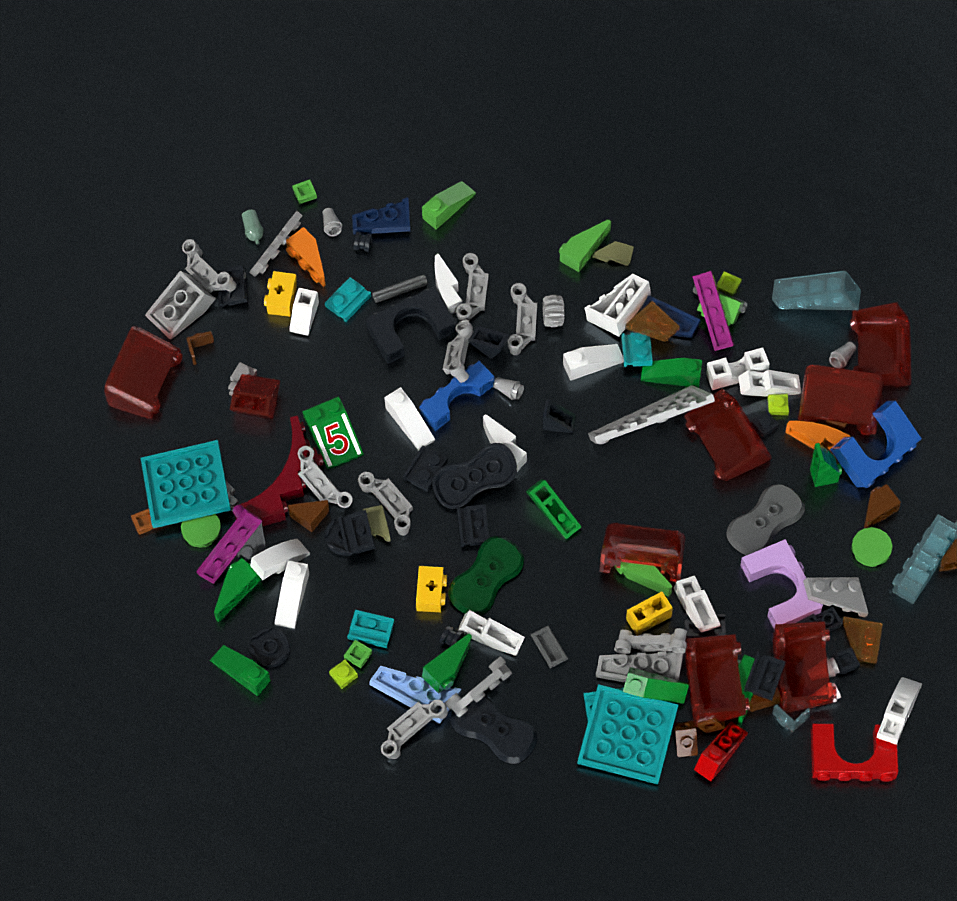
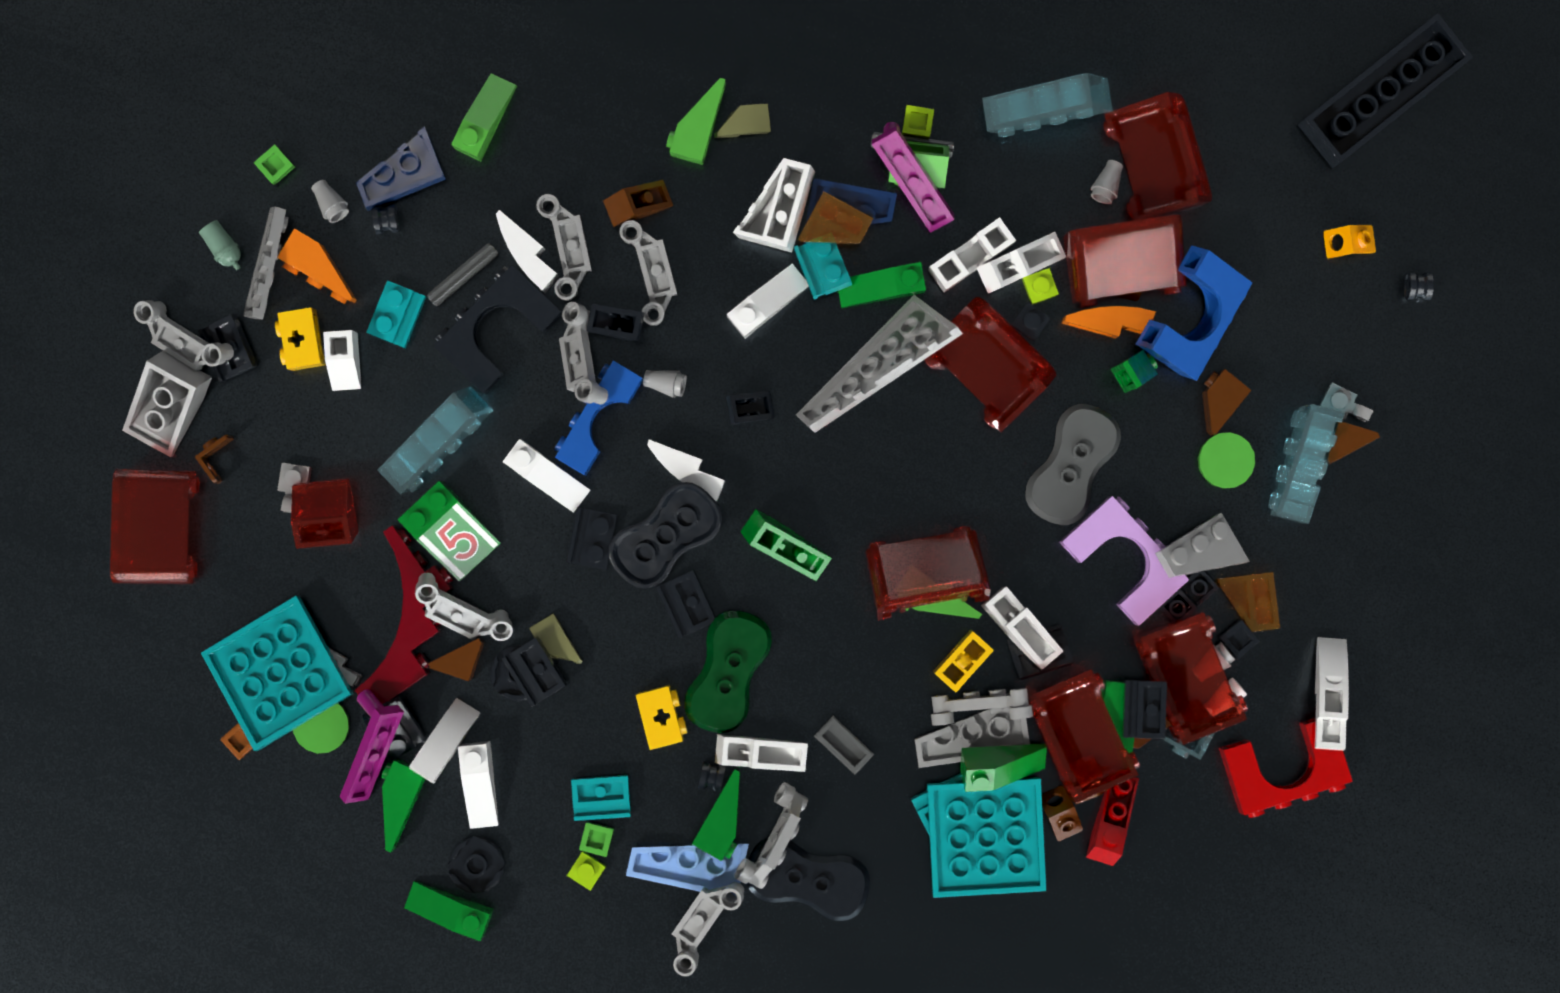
camera: 20 degrees left, 25 degrees up
(345, 375) = (435, 439): none -> clear light blue wedge
(390, 498) = (563, 602): light grey plate -> none
(530, 276) = (637, 202): none -> reddish brown slope
(553, 310) = (689, 247): light grey gear -> none

